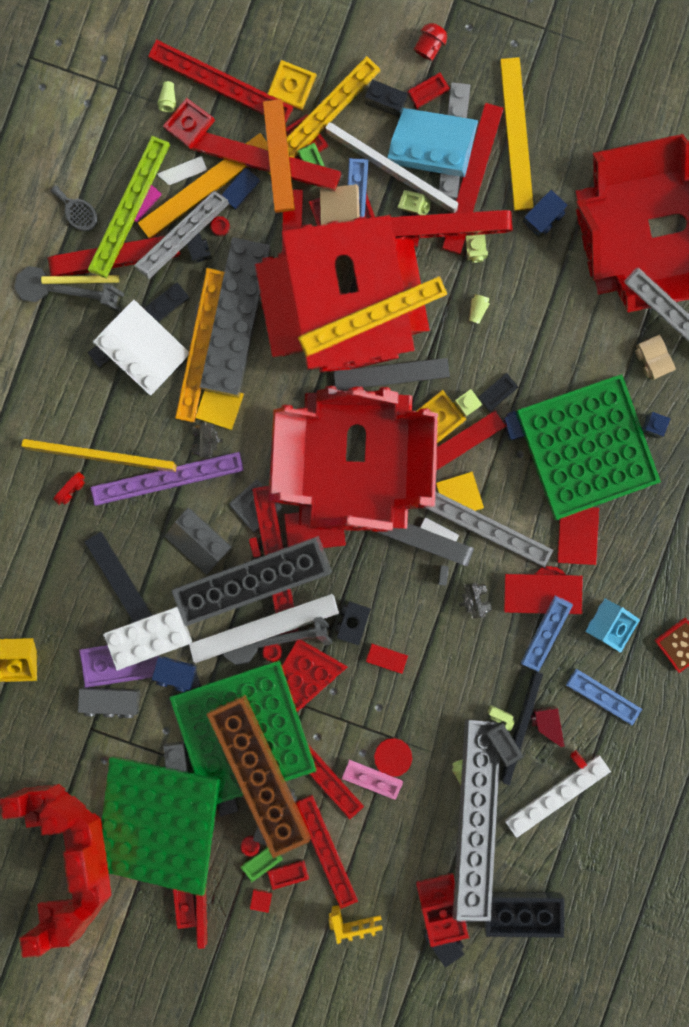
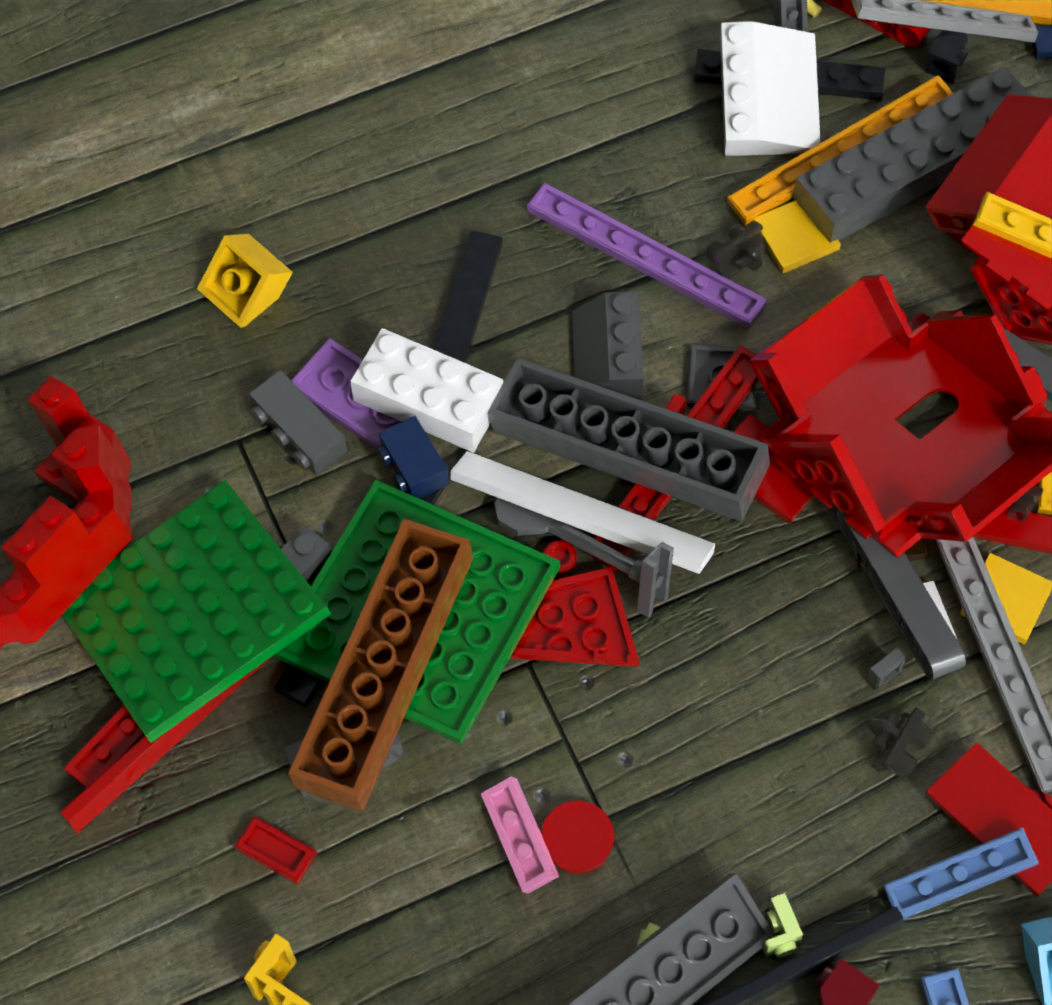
camera: 45 degrees right, 25 degrees down
(73, 484) = (518, 161): red plate -> none
(99, 455) = (595, 158): yellow tile -> none
(220, 226) = (997, 56): red tile -> none
(249, 846) = (269, 764): red tile -> none
(260, 864) = (259, 798): bright green tile -> none
(261, 900) = (204, 847): red tile -> none
(326, 852) = (356, 873): red tile -> none
(335, 787) = (459, 797): red tile -> none
(353, 634) = (694, 632): black brick -> none
(386, 658) = (701, 705): red tile -> none
(504, 744) = (753, 957): dark grey tile -> none

